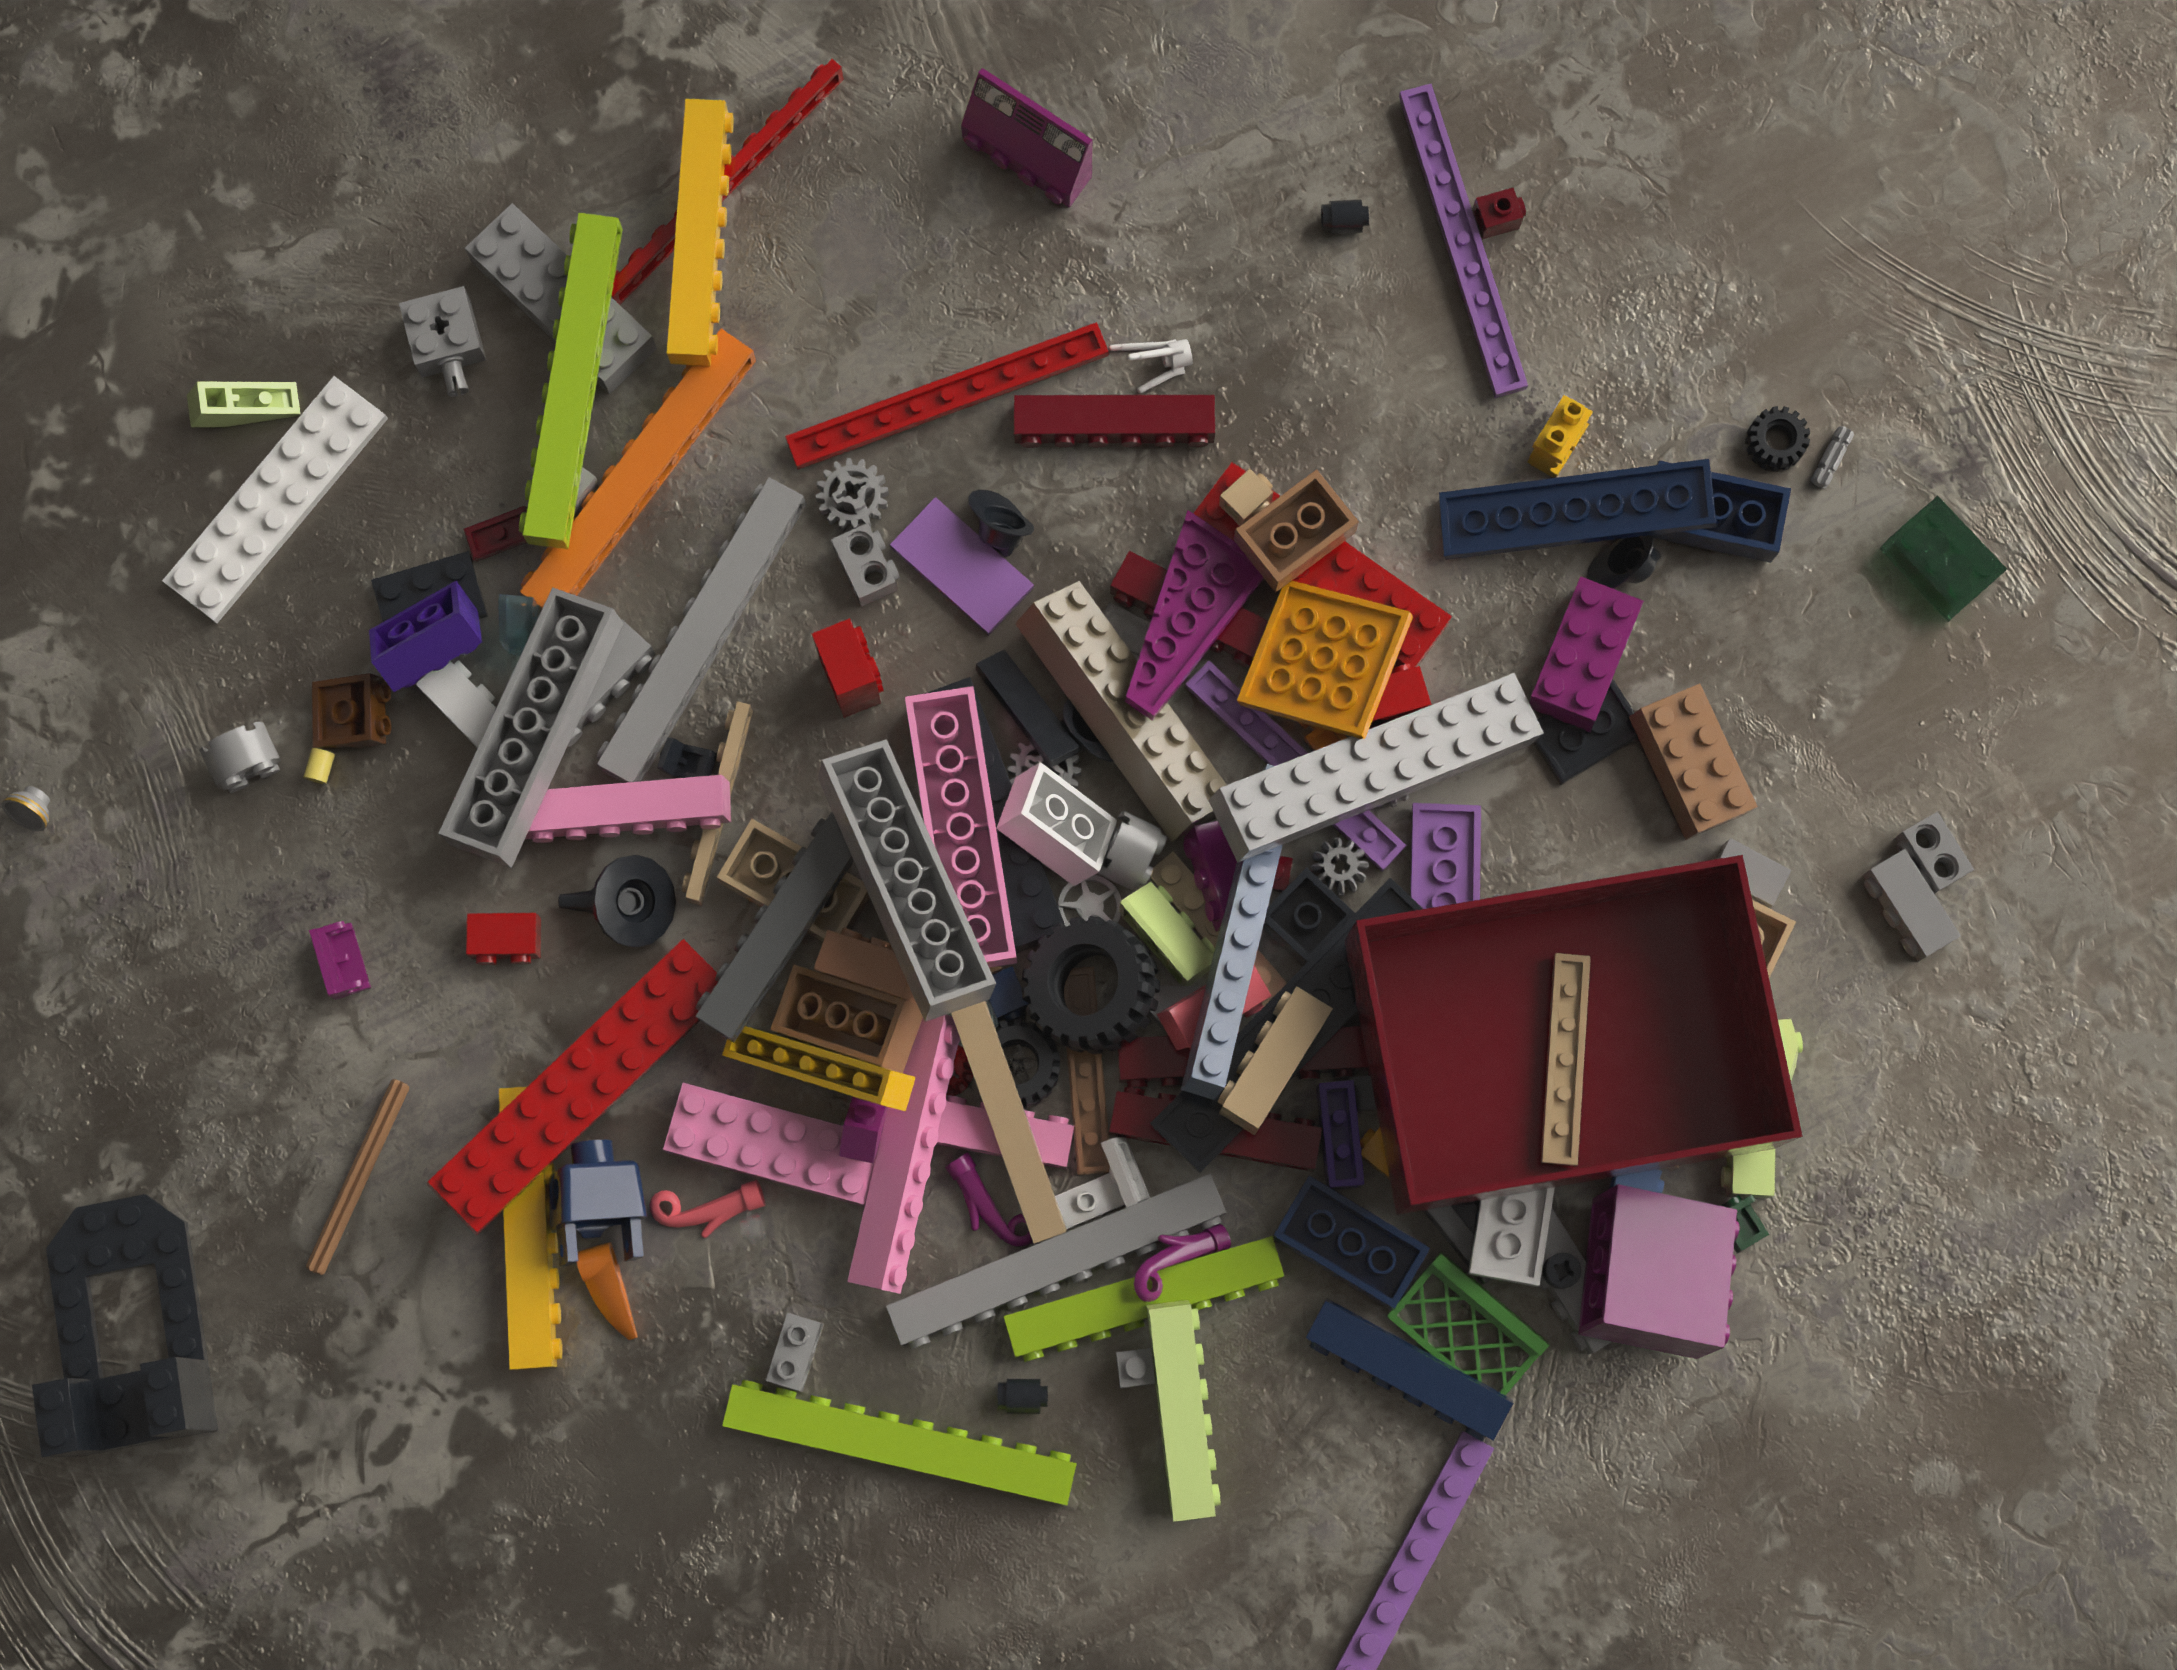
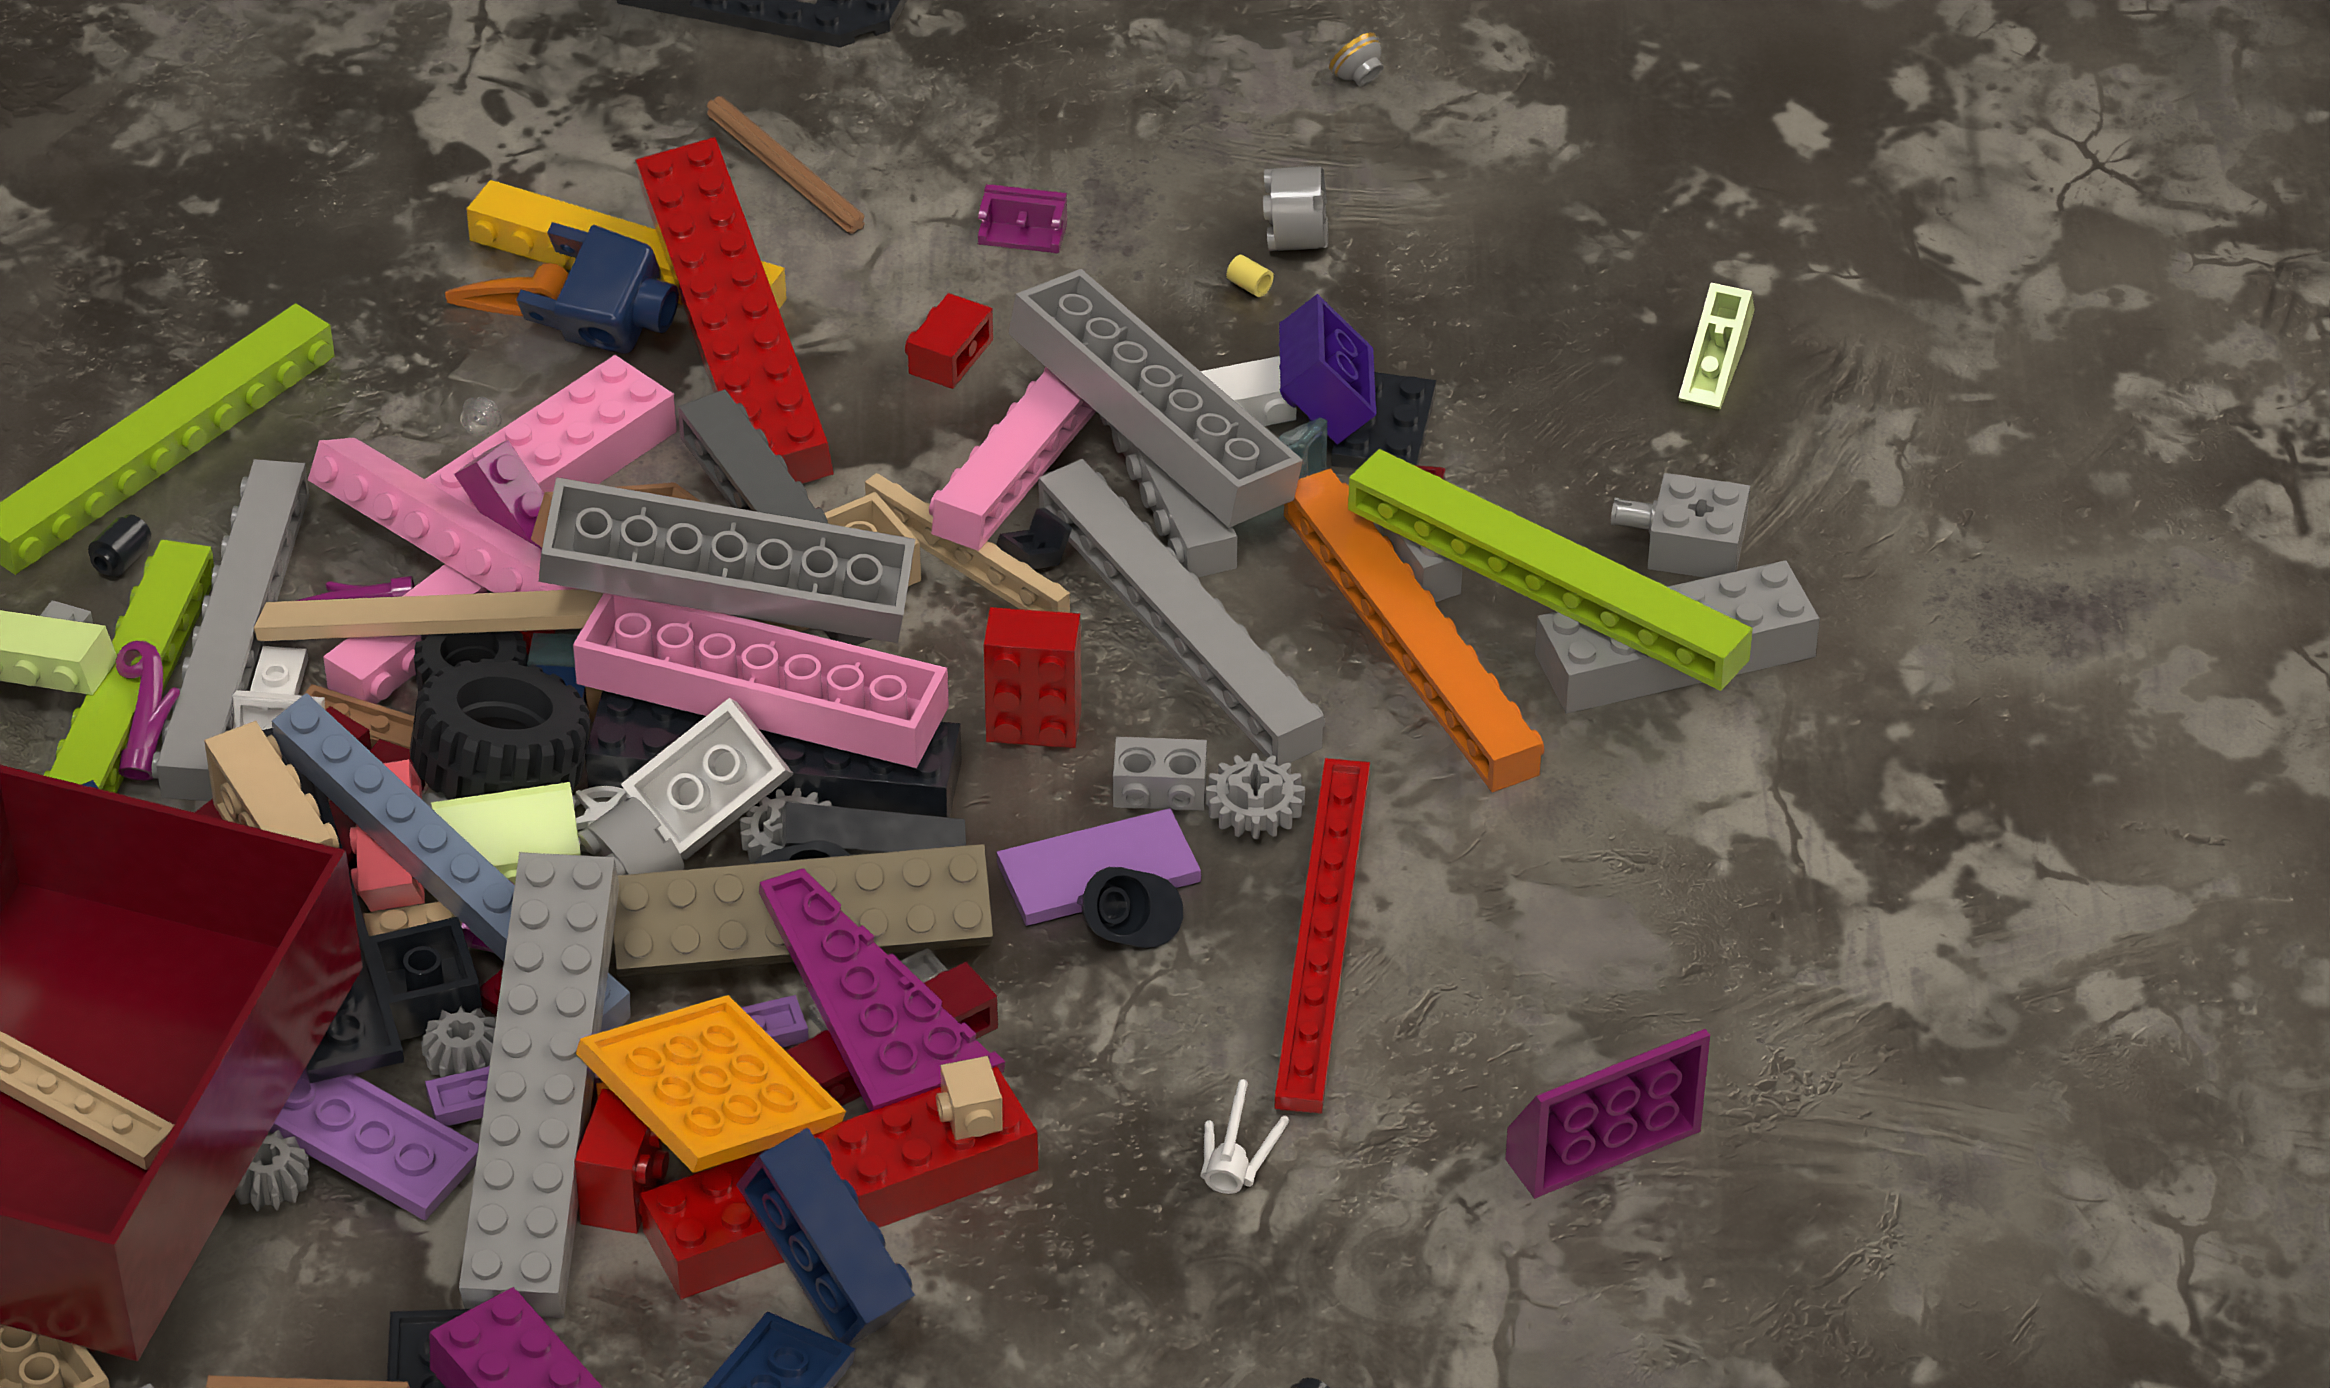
camera: 120 degrees right, 35 degrees down
(275, 499) = (1588, 349): white plate -> none
(350, 712) = (1274, 300): reddish brown plate -> none
(629, 901) = (906, 432): black piece -> none
(698, 232) = (1676, 751): yellow brick -> none
(715, 1212) = (521, 400): coral plant -> none
(754, 152) = (1744, 840): red plate -> none
(794, 1352) = (323, 392): light grey brick -> none
(821, 1067) = (528, 464): yellow brick -> none
(1114, 420) = (1180, 1070): dark red brick -> none
(1296, 530) = (891, 1116): medium nougat brick -> none
(1400, 524) = (826, 1238): none -> dark blue brick

